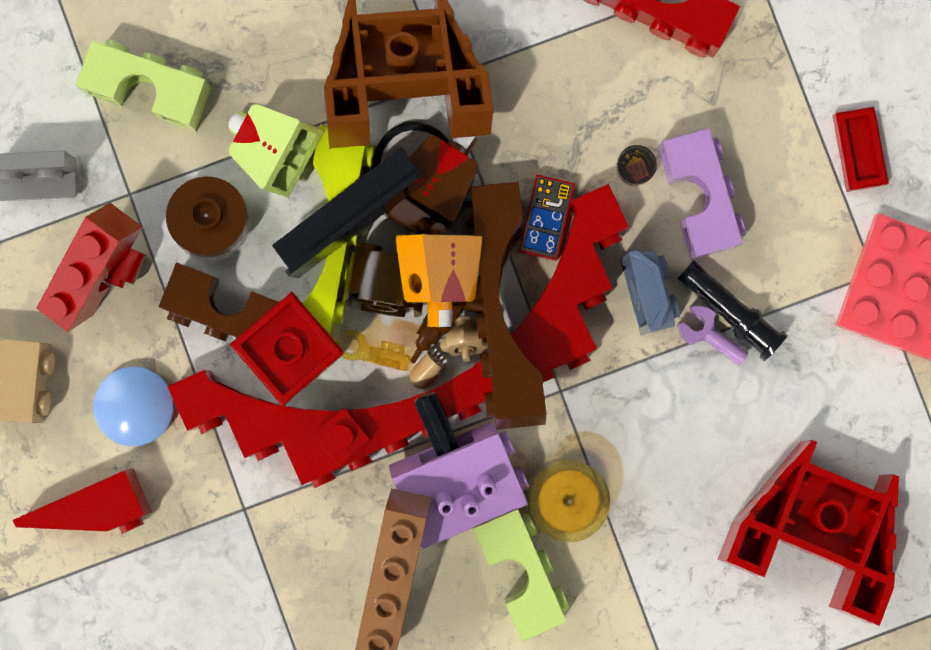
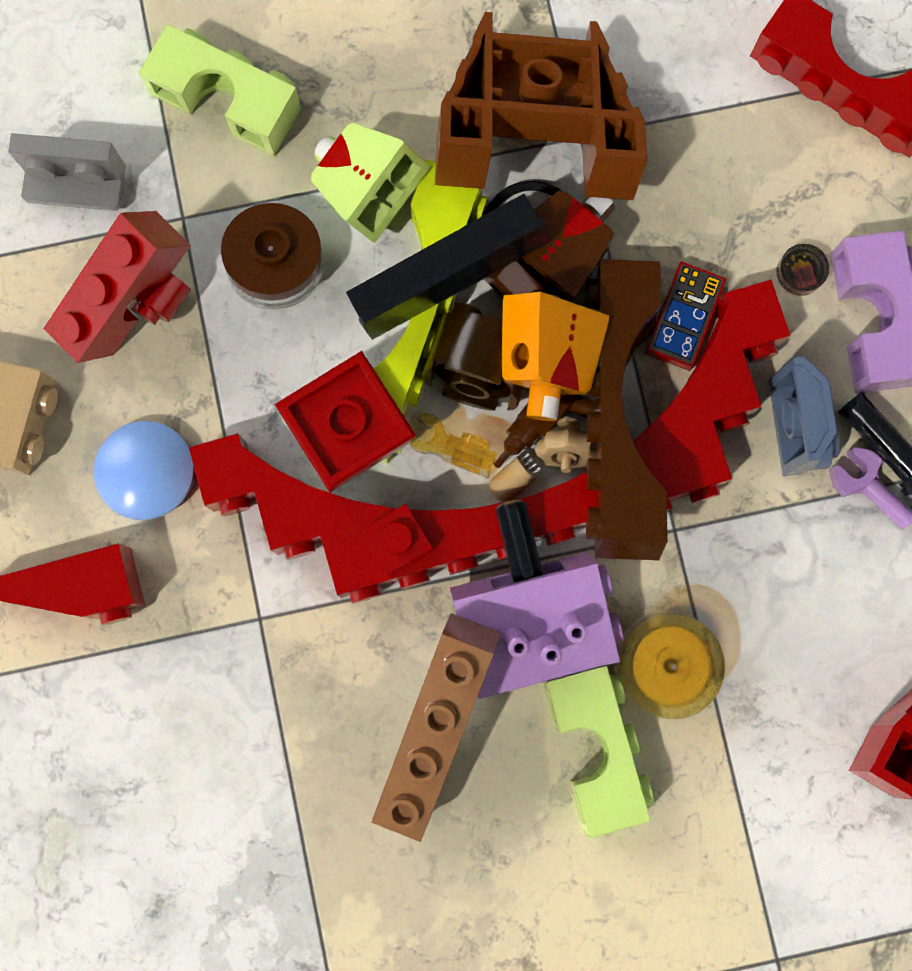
camera: 10 degrees right, 5 degrees down
(191, 298) = (237, 347): reddish brown arch -> none

